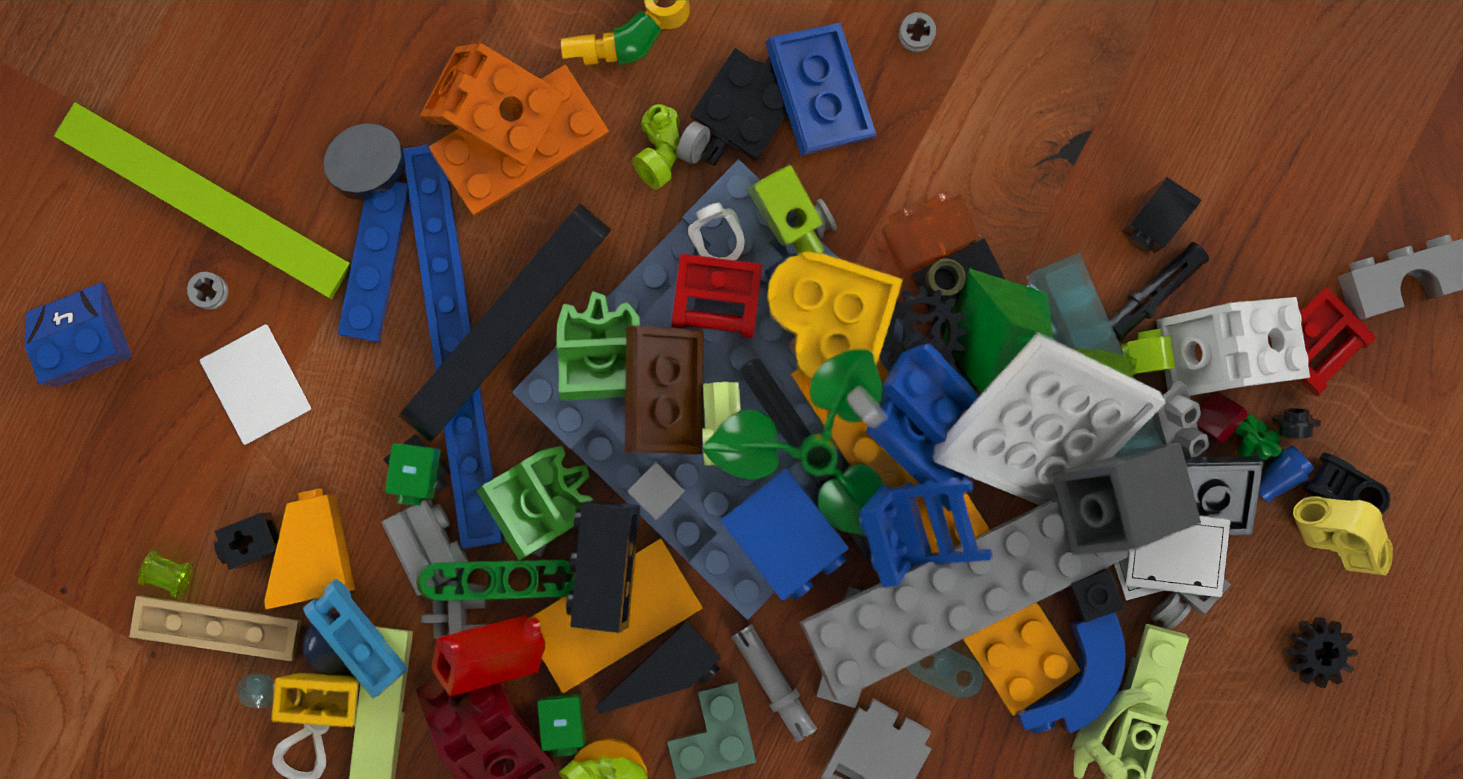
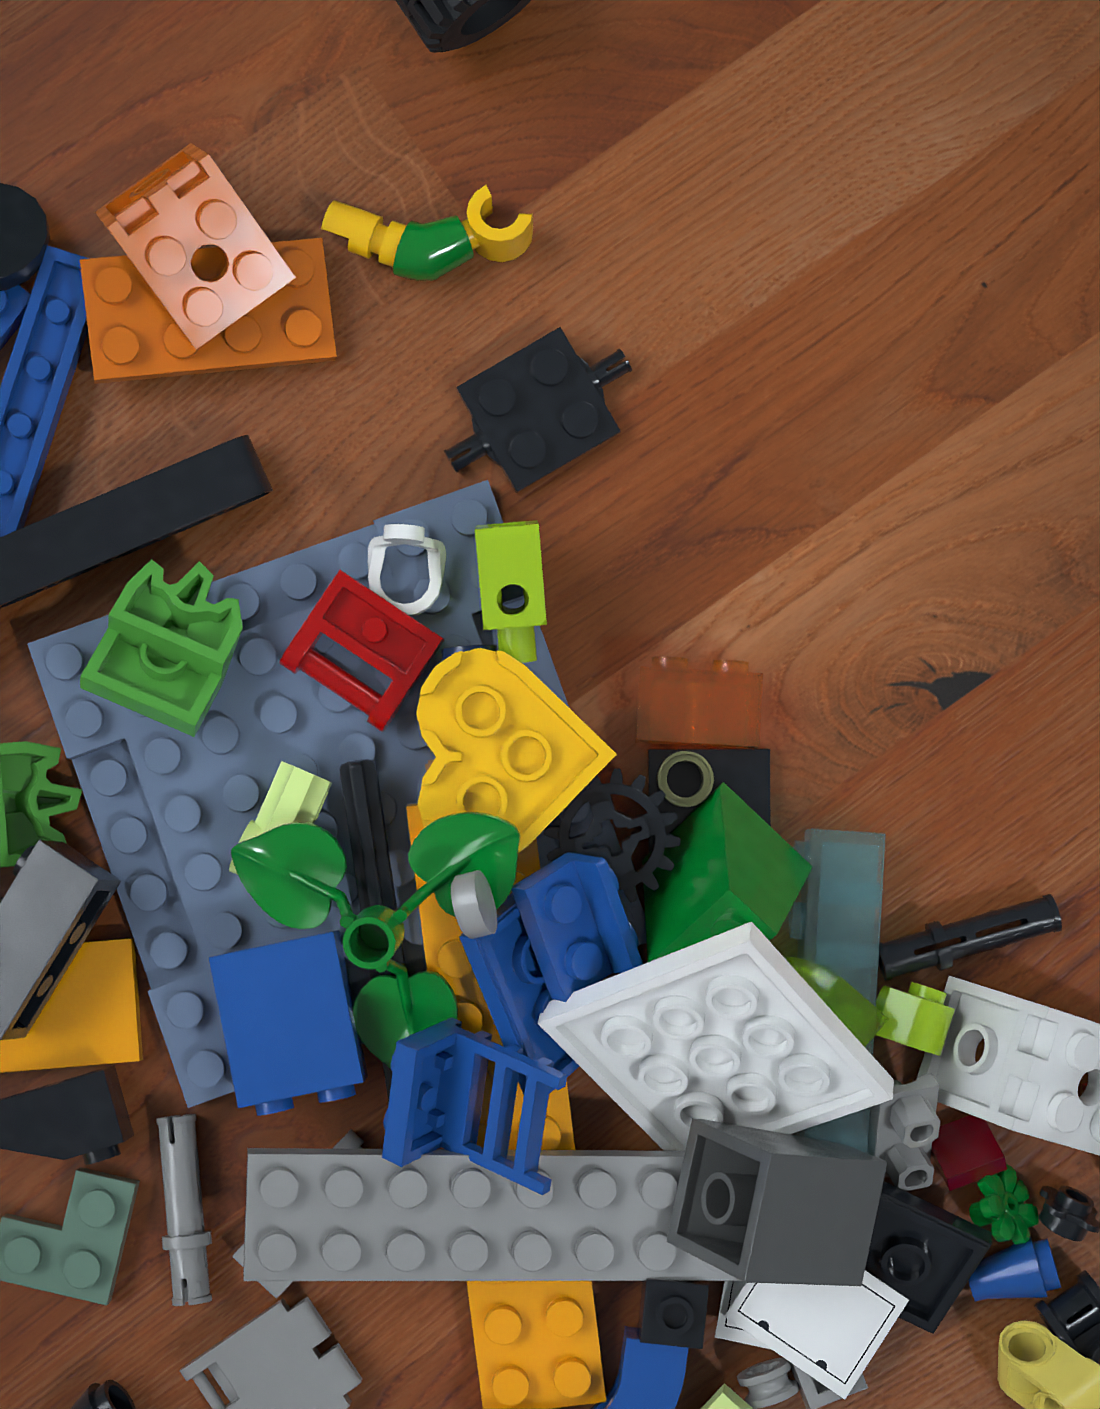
camera: 30 degrees right, 0 degrees up
(656, 491) = (150, 873): light grey tile -> none
(661, 127) = (409, 385): lime arm -> none
(663, 390) = (222, 743): reddish brown tile -> none
(693, 143) = (440, 427): light grey tile -> none
(820, 88) = (648, 438): blue tile -> none
(826, 217) = (560, 613): light grey bush -> none
(909, 23) = (815, 408): light grey bush -> none
(943, 673) = (421, 1308): clear light blue plate -> none
(1160, 215) = (1020, 839): black slope -> none

